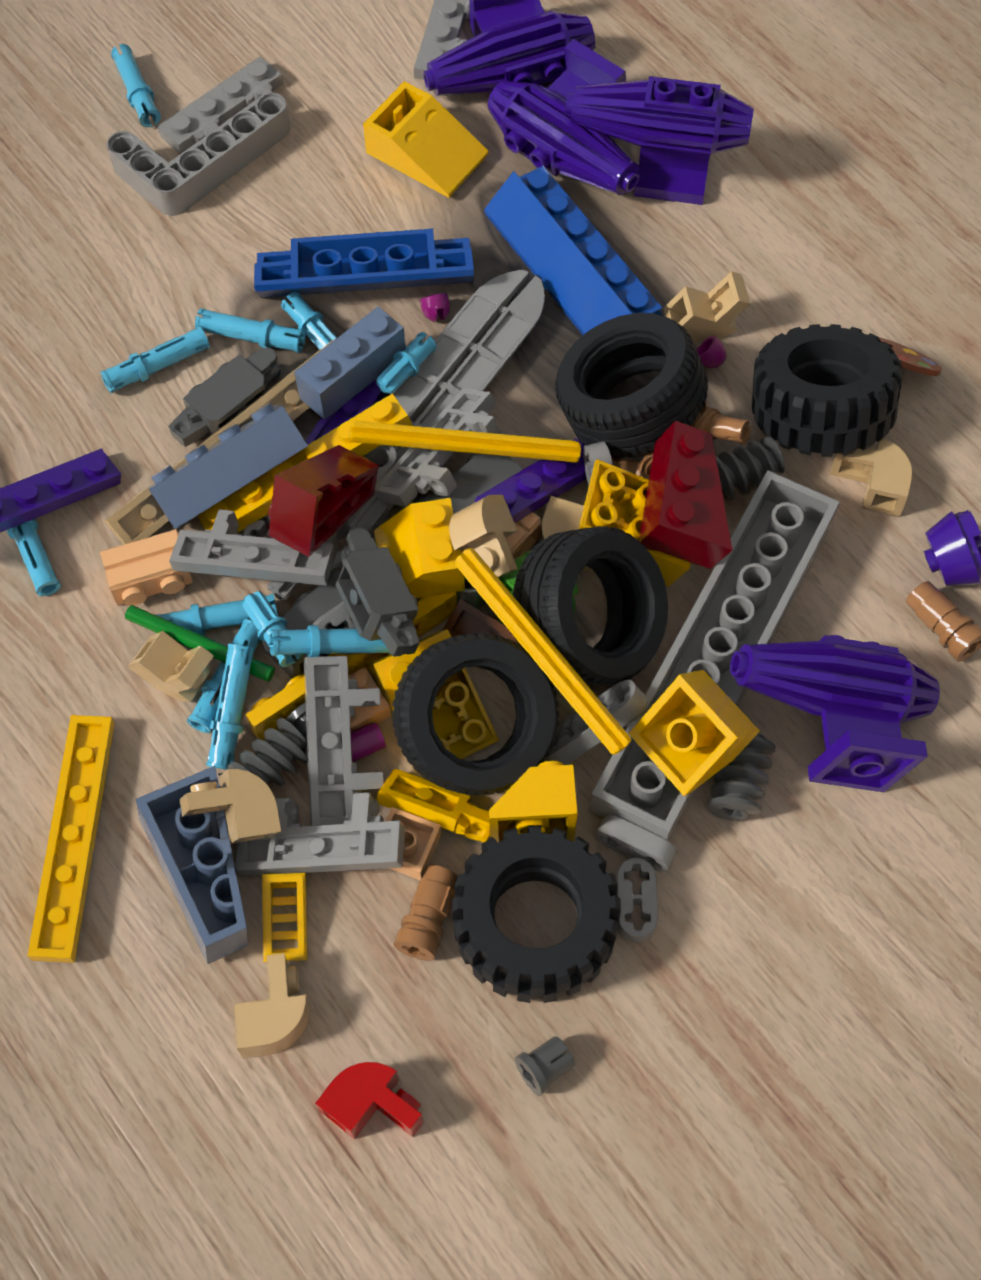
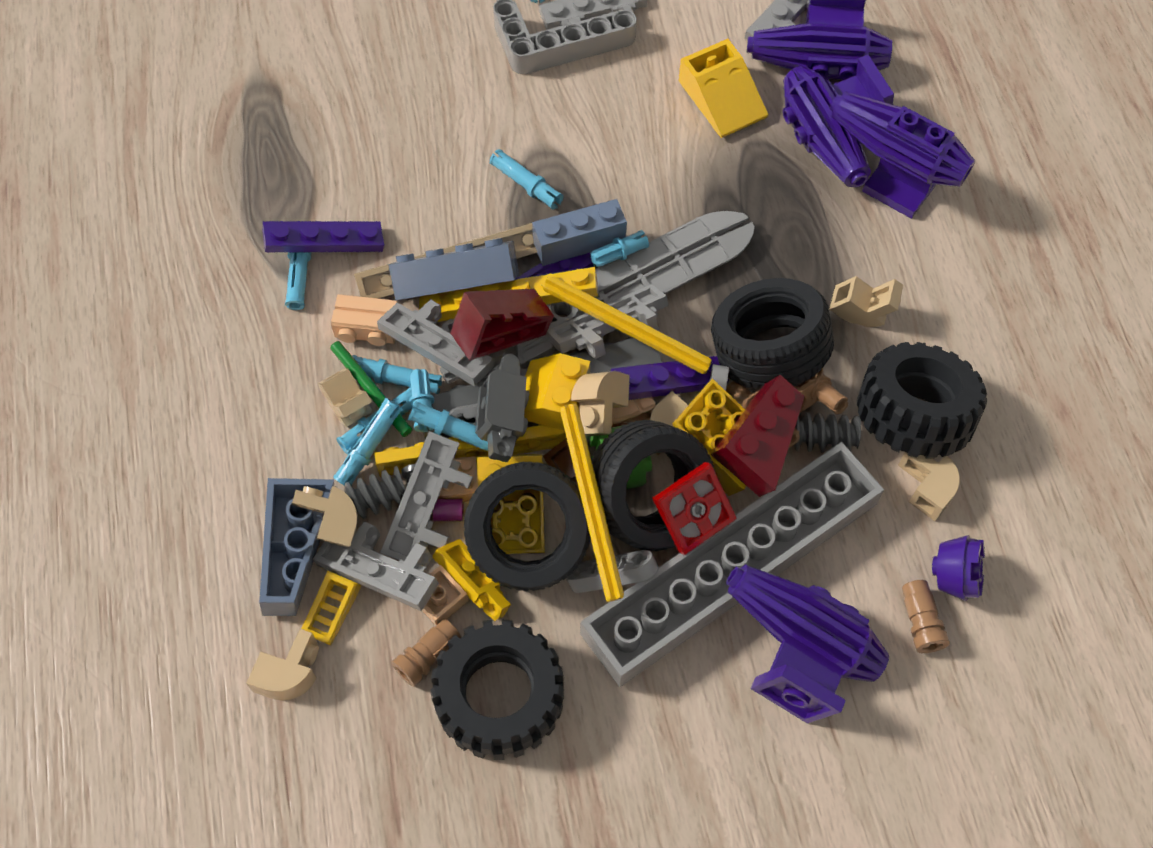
camera: 25 degrees right, 0 degrees up
(71, 840) = (219, 486): yellow plate -> none
(147, 363) = (449, 173): medium azure pin -> none
(225, 395) = (483, 218): dark grey hinge -> none
(308, 320) = (570, 187): medium azure axle -> none
(362, 1091) = (316, 755): red brick -> none
(363, 263) = (631, 162): blue slope -> none
(435, 304) = (667, 213): magenta hinge -> none
(539, 797) = (541, 606): yellow slope -> none
(544, 1064) = (450, 799): dark grey bush -> none
(566, 251) = (786, 214): blue slope -> none
(635, 842) = (599, 673): light grey beam -> none
(646, 899) = (572, 710): light grey beam -> none
(655, 609) = (694, 508): none -> red piece
(693, 731) = (676, 610): yellow slope -> none
(712, 352) = (854, 334): magenta hinge -> none
(737, 781) = (702, 658): dark grey piece -> none
(914, 360) = (1002, 400): copper piece -> none

